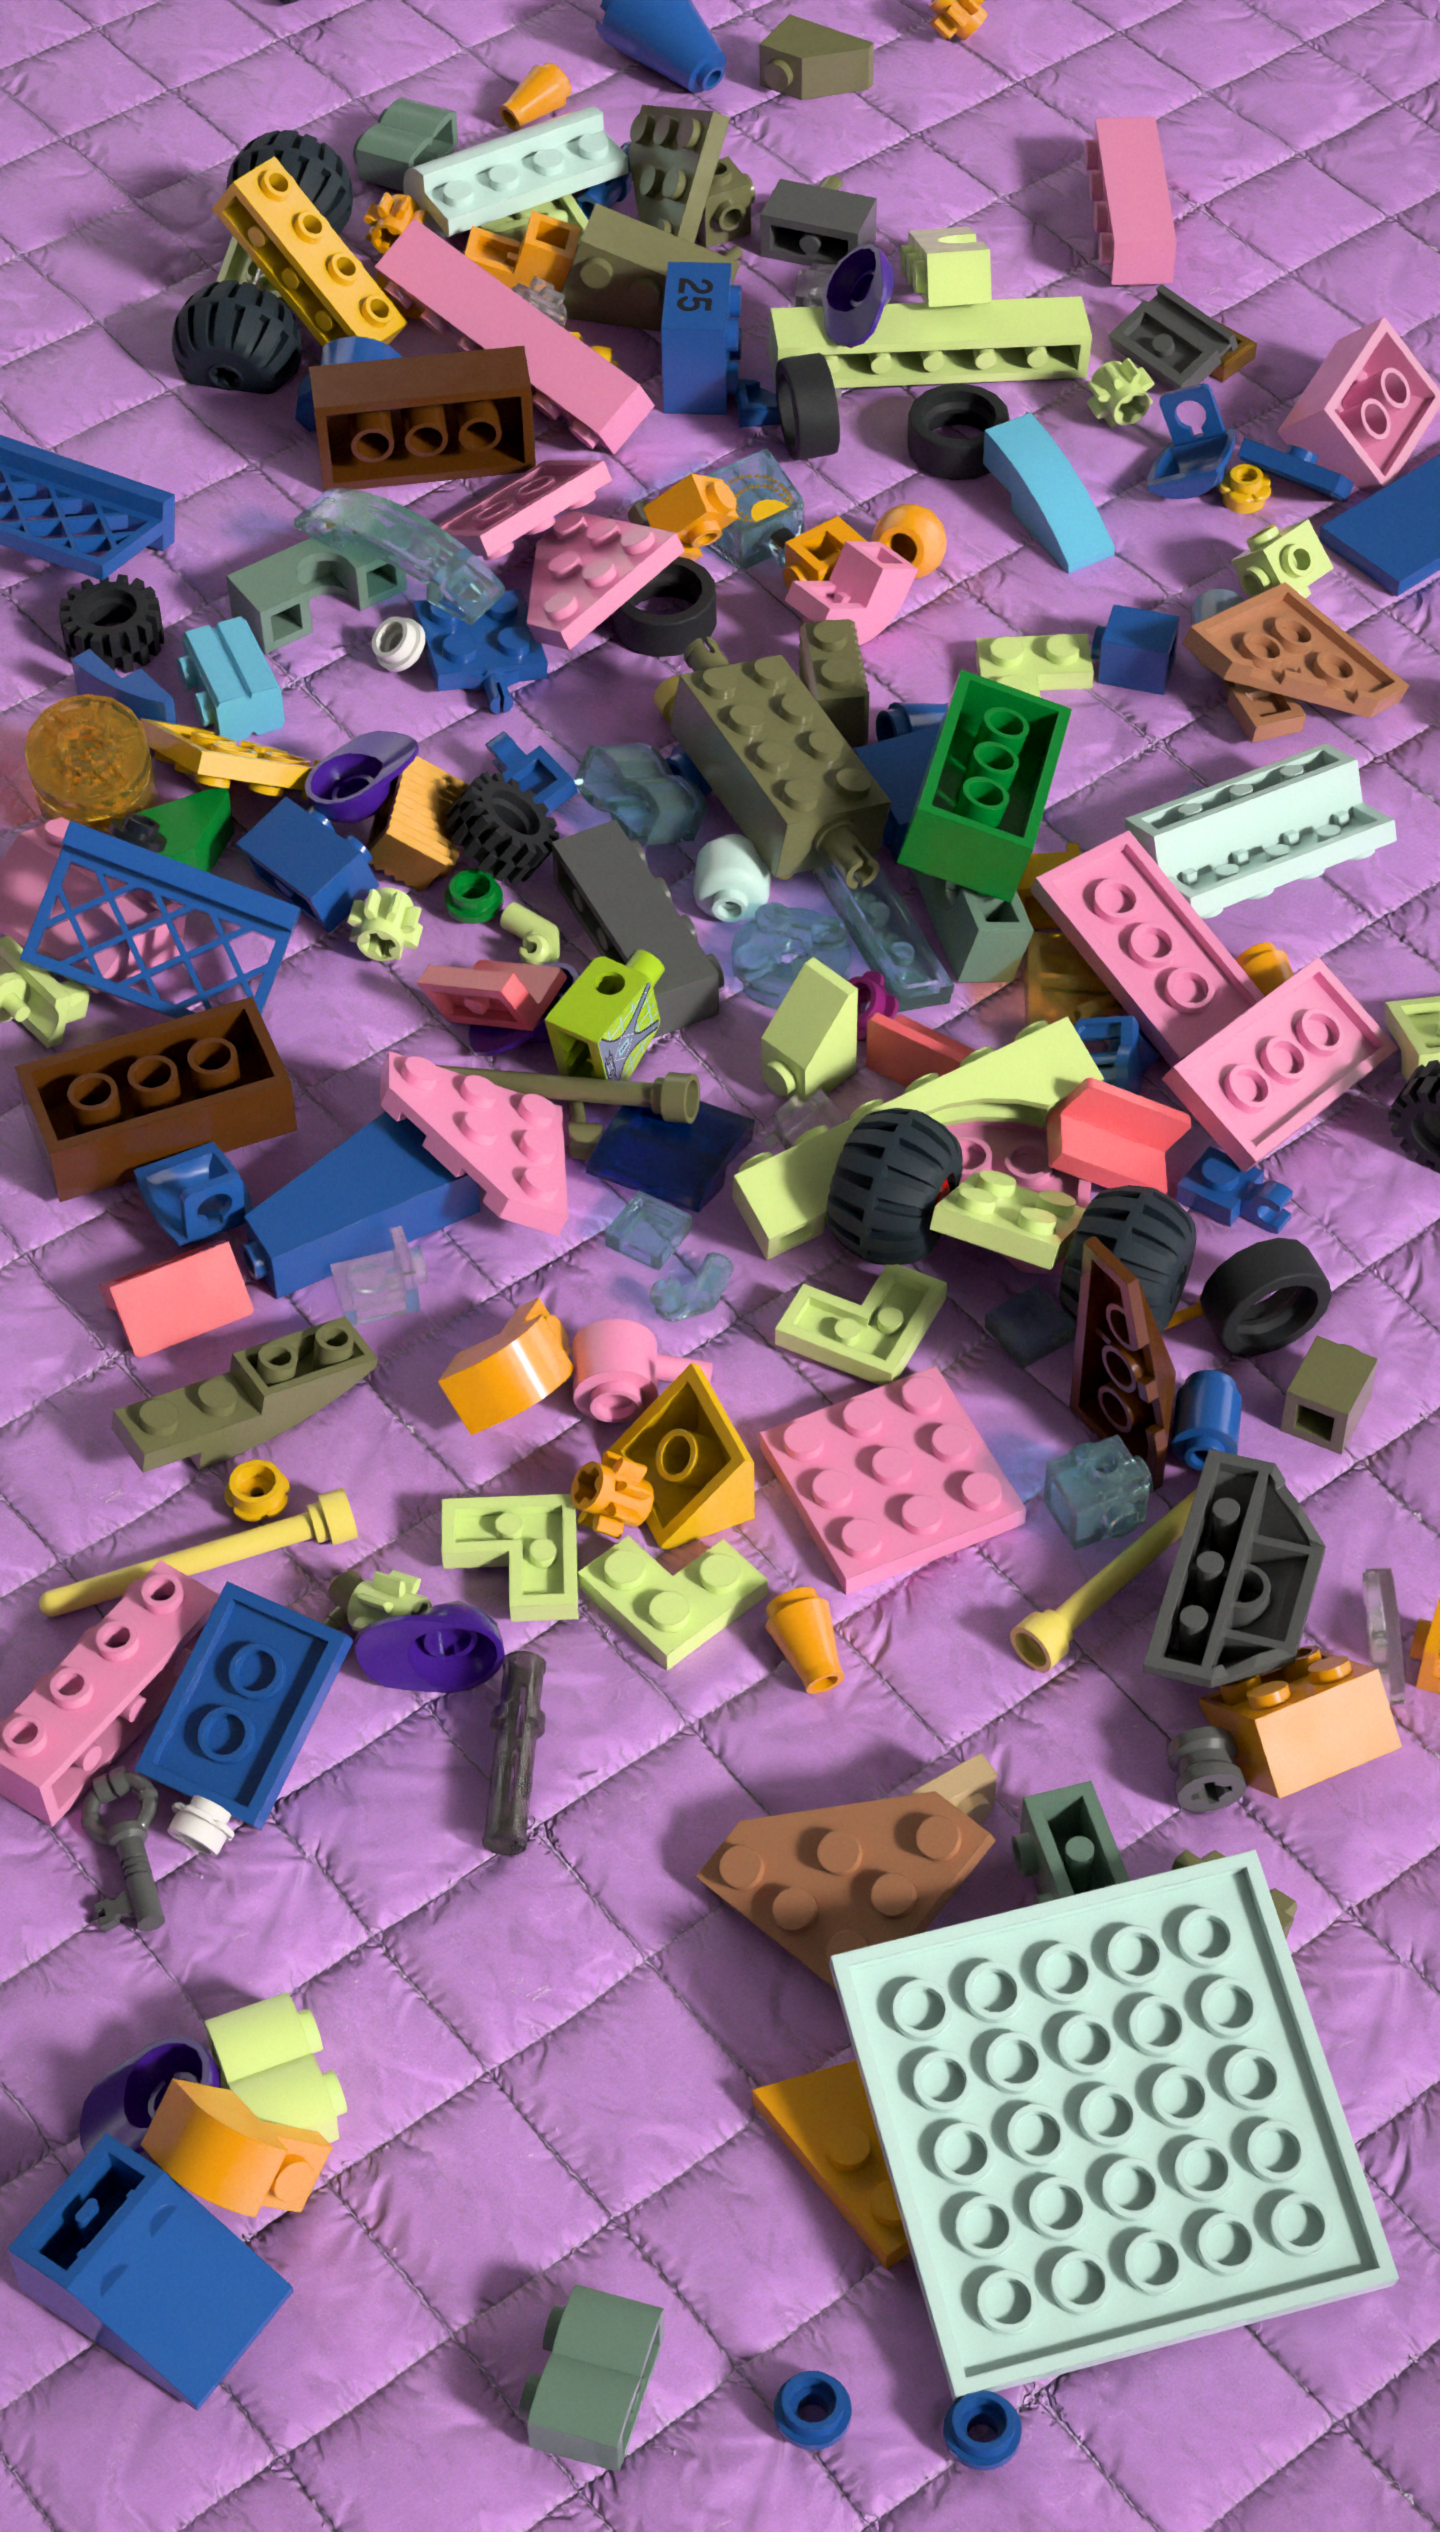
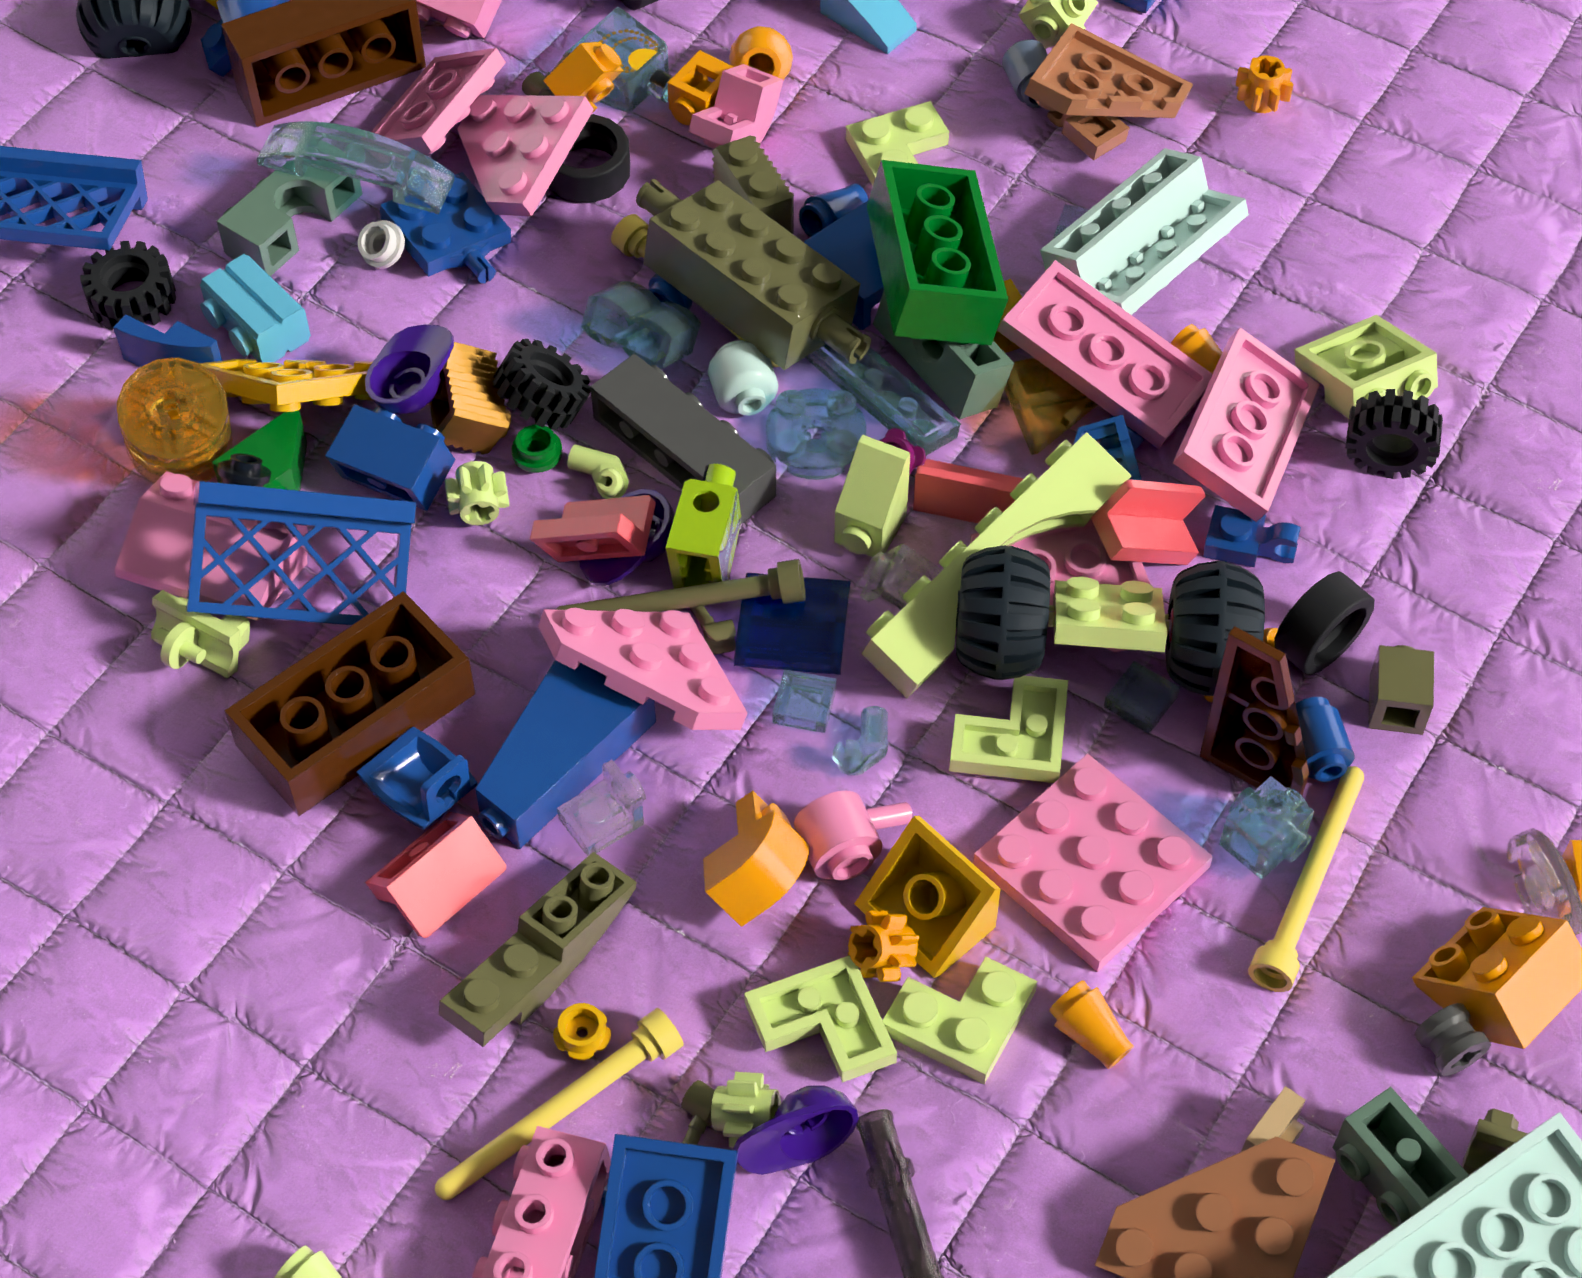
camera: 20 degrees left, 5 degrees up
(533, 771) = (542, 326): blue plate -> none
(1136, 649) = (975, 104): blue brick -> none
(1237, 1578) = (1412, 873): dark grey wedge -> none

